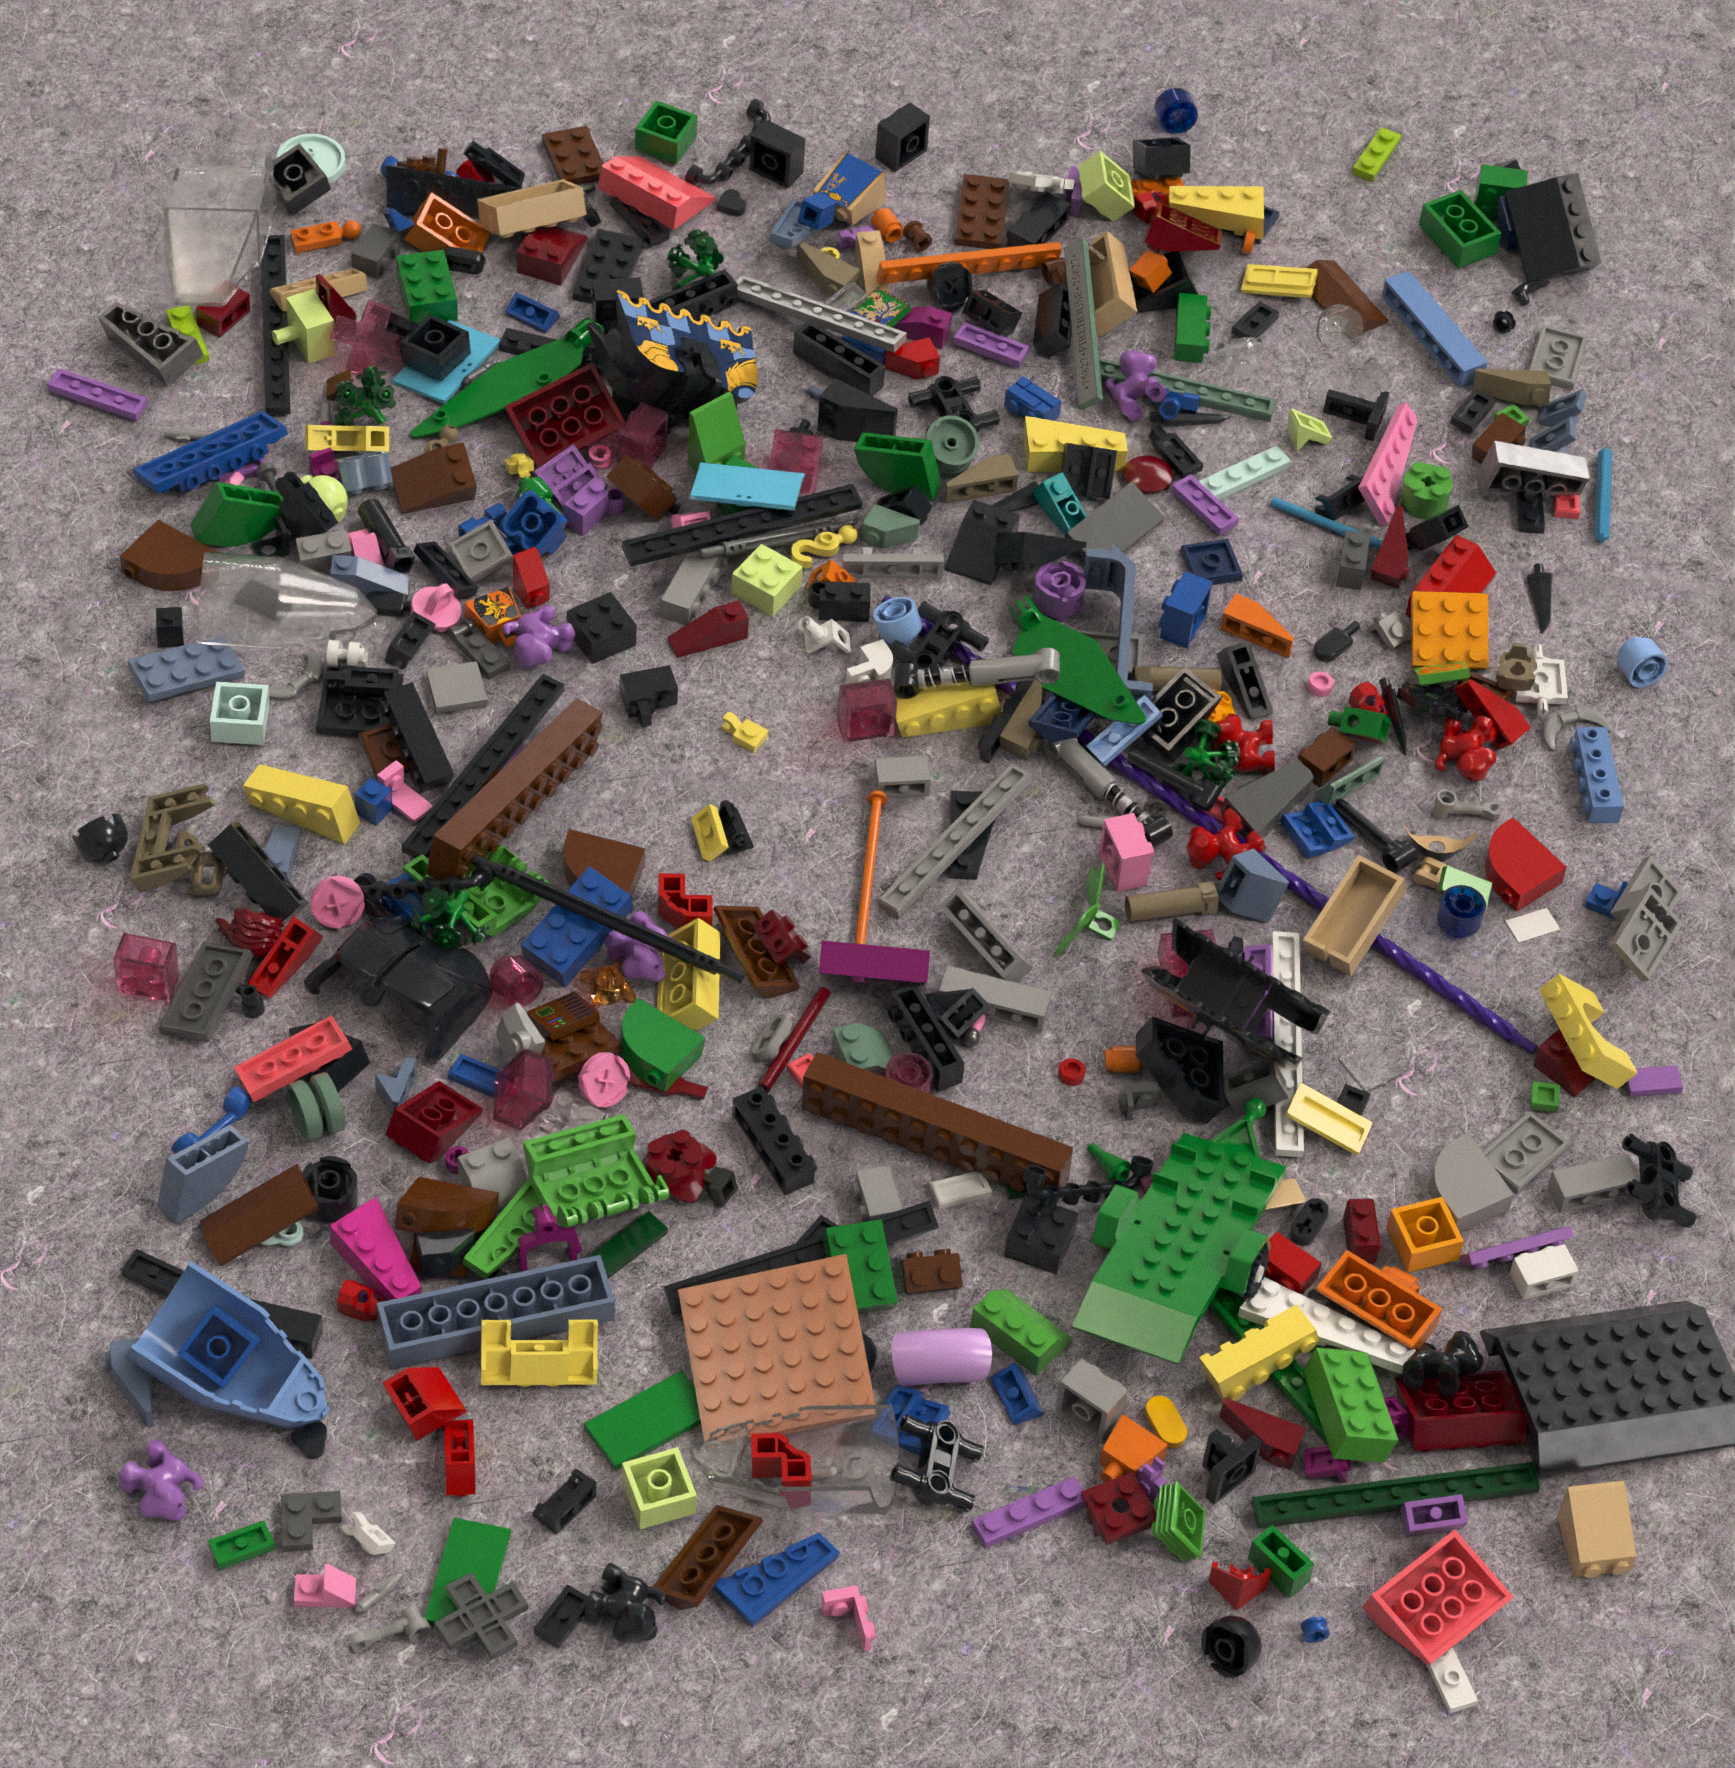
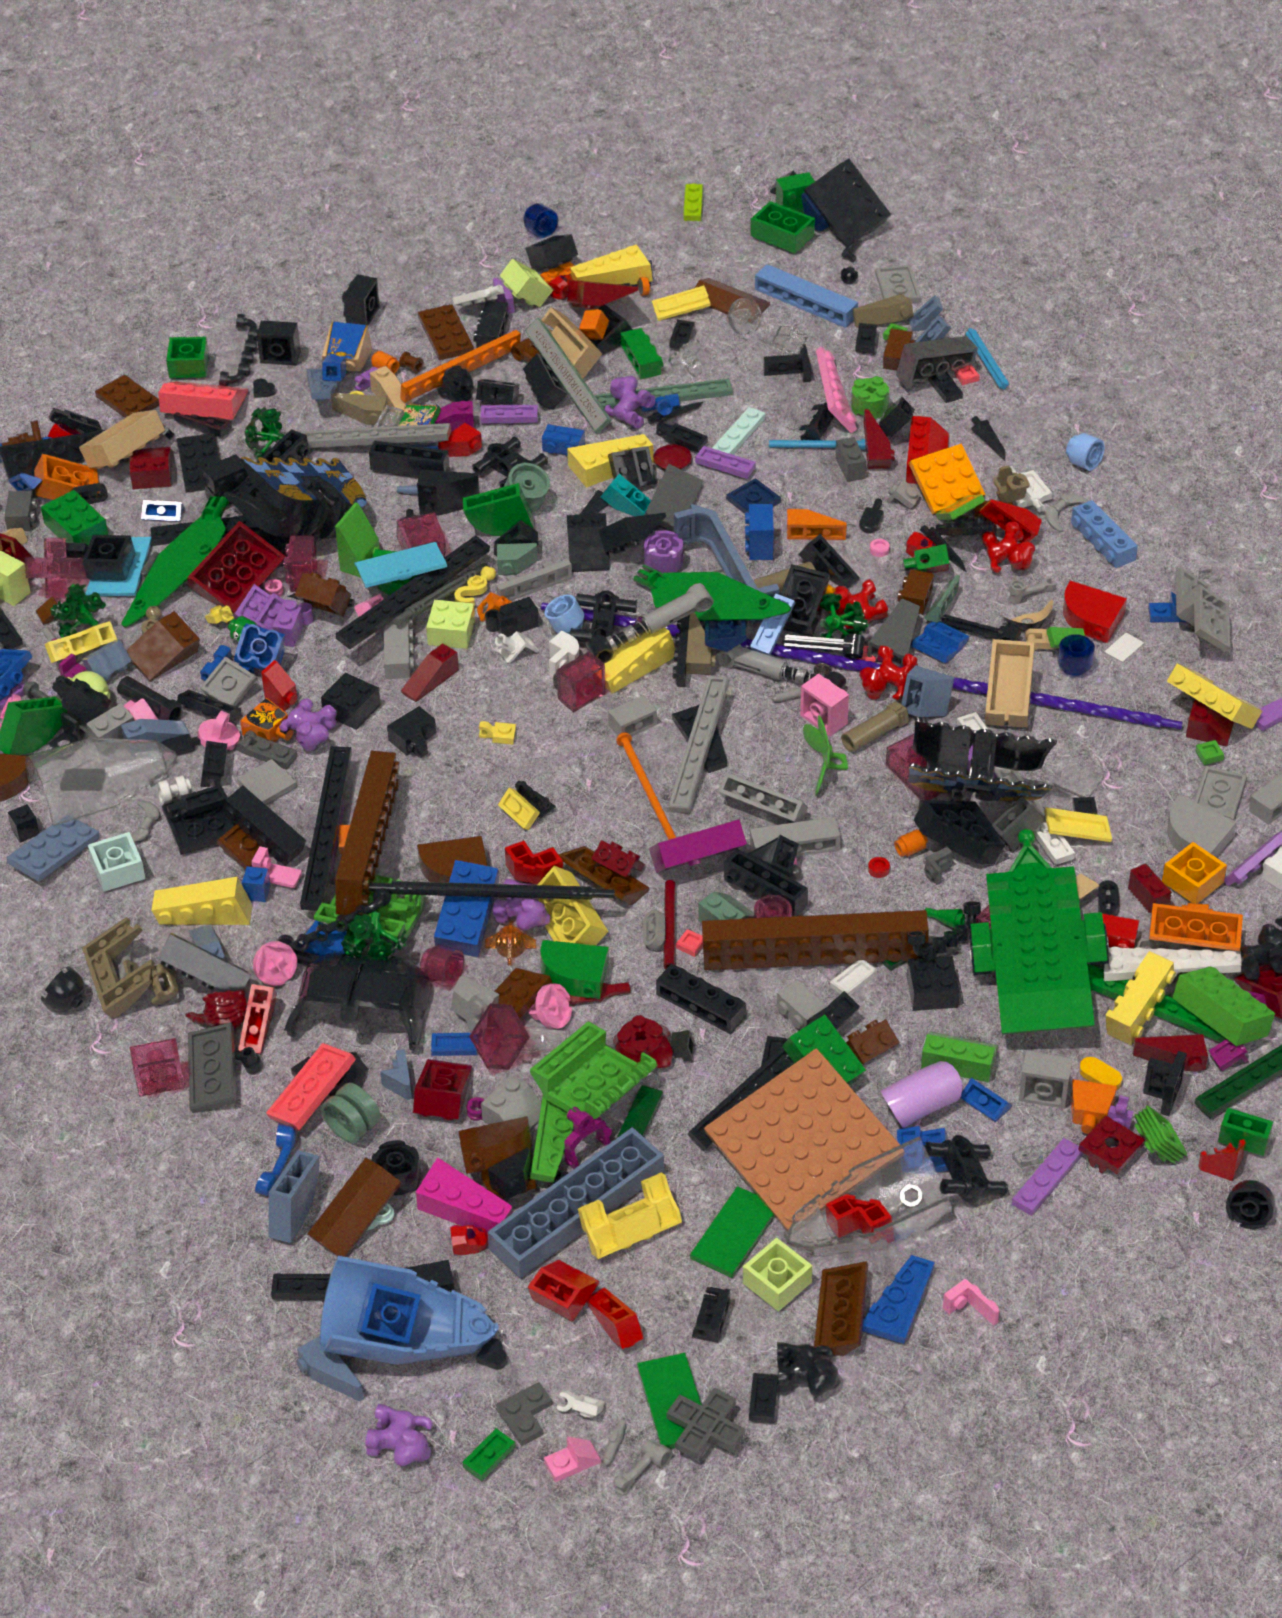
camera: 20 degrees left, 5 degrees down
(563, 1015) = (496, 972): reddish brown tile -> none
(987, 478) = (563, 500): dark tan slope -> none
(1304, 427) = (761, 389): yellowish green slope -> none

